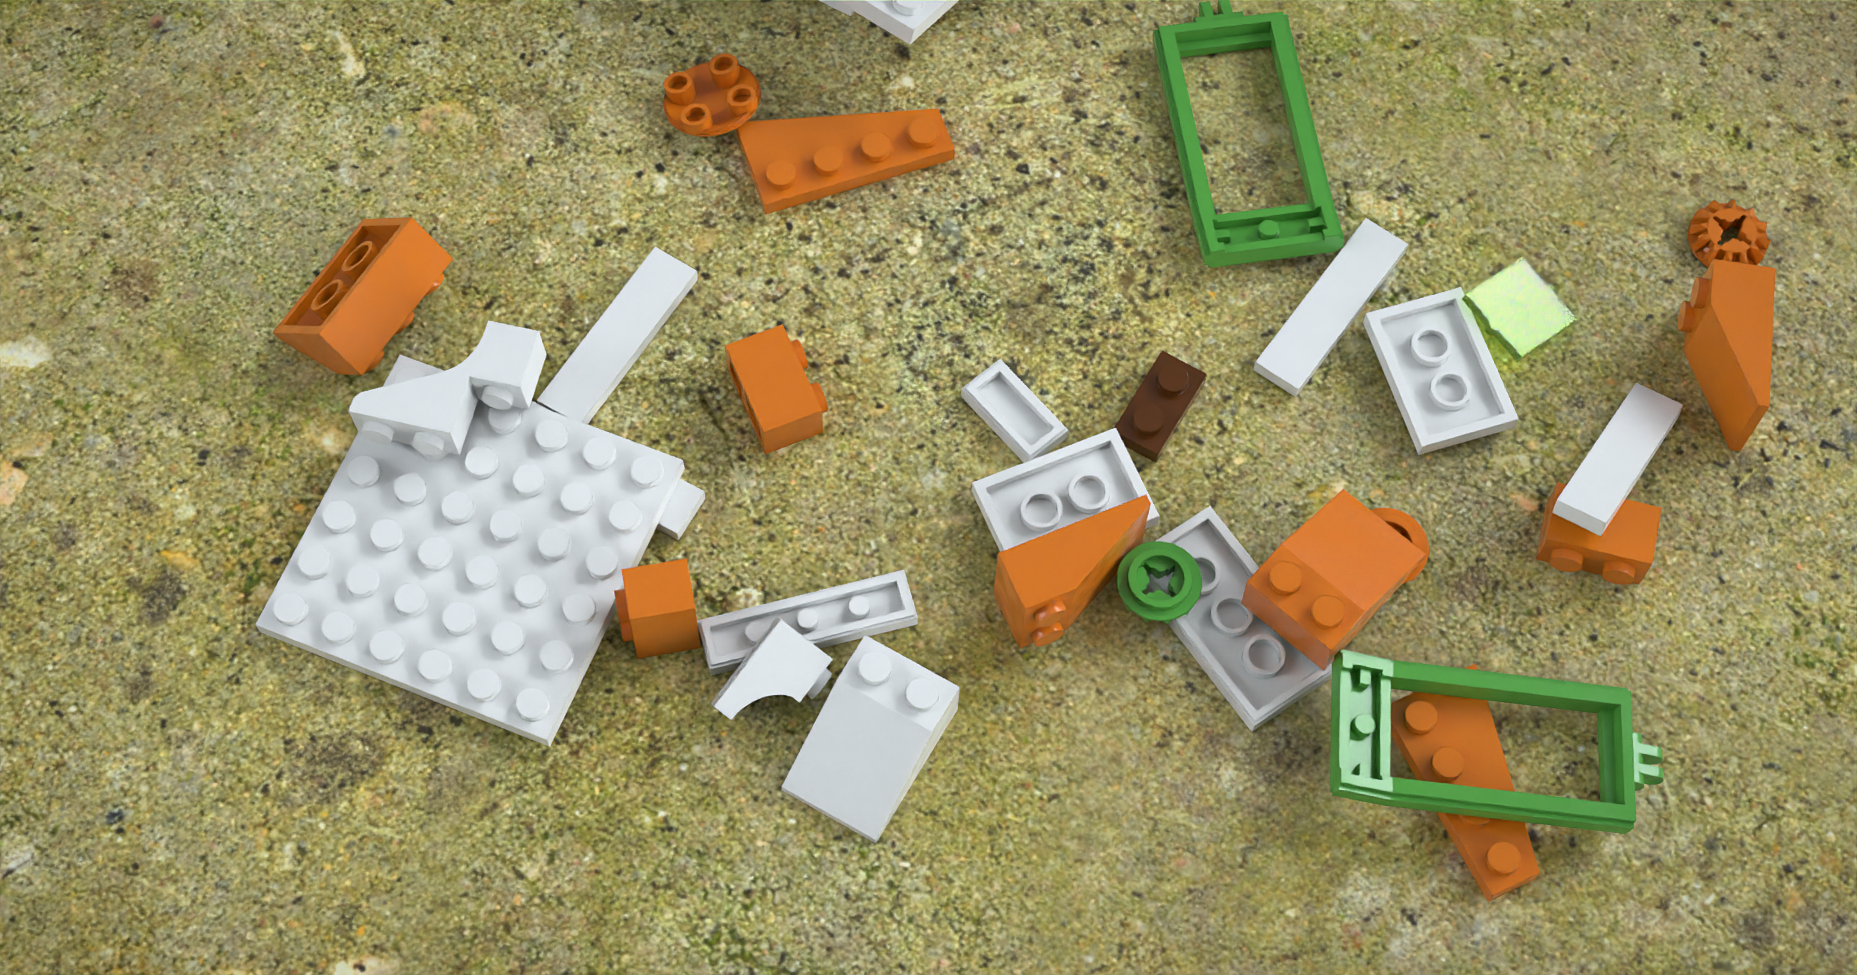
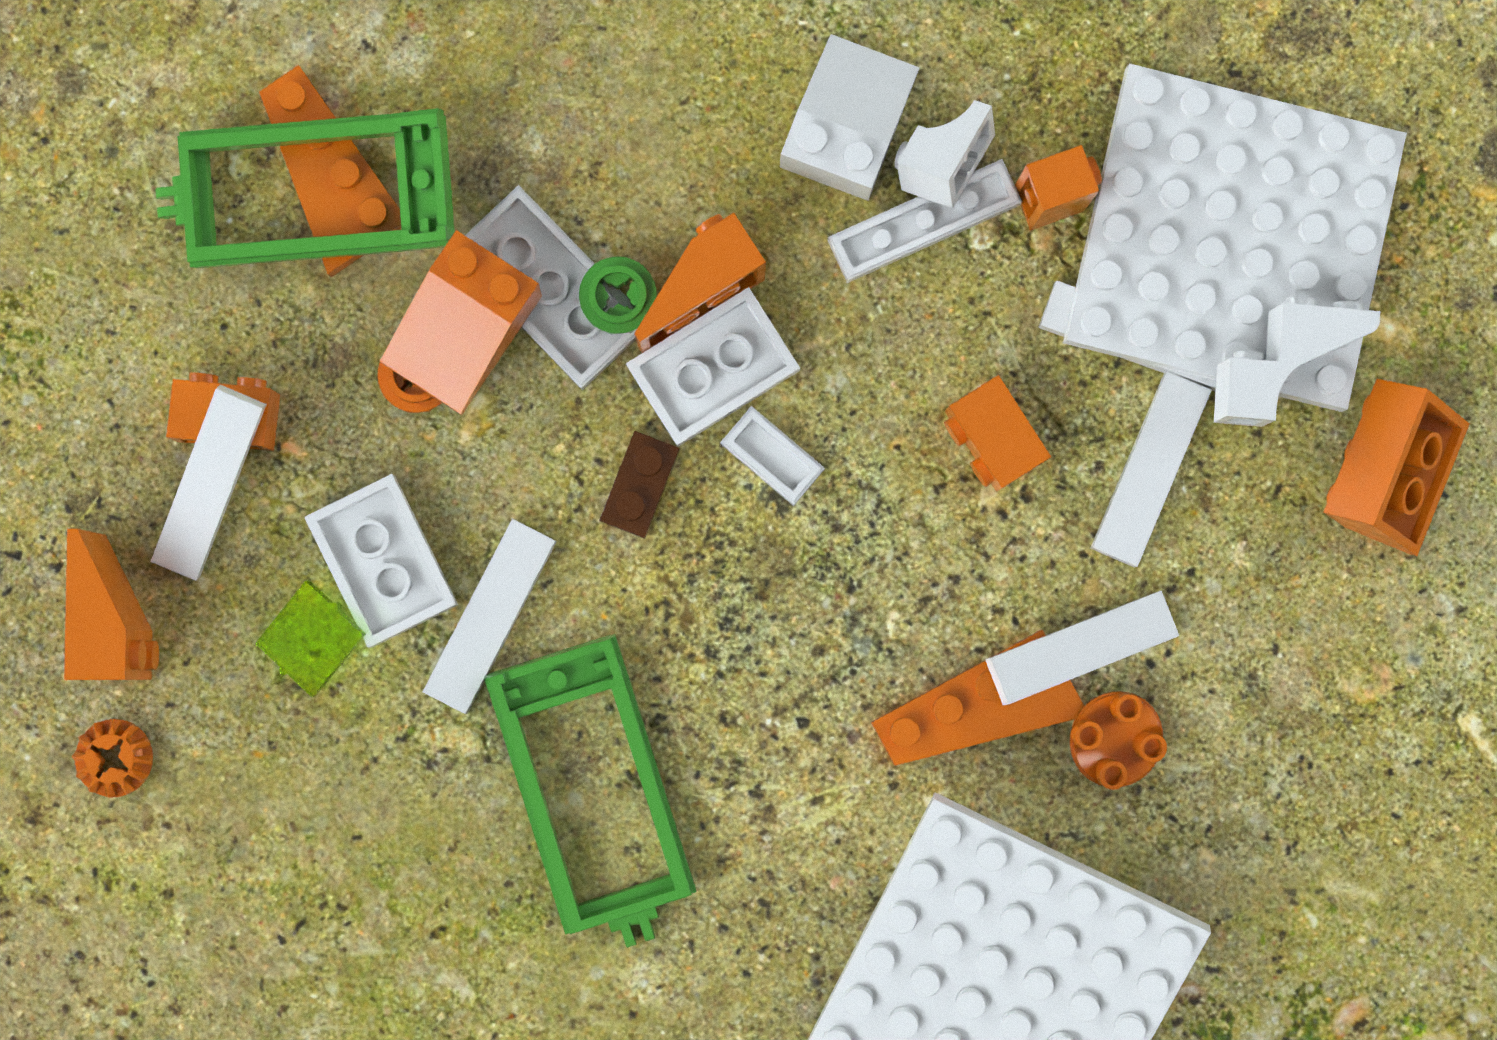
camera: 170 degrees right, 20 degrees up
(729, 175) = (1081, 648): none -> white tile

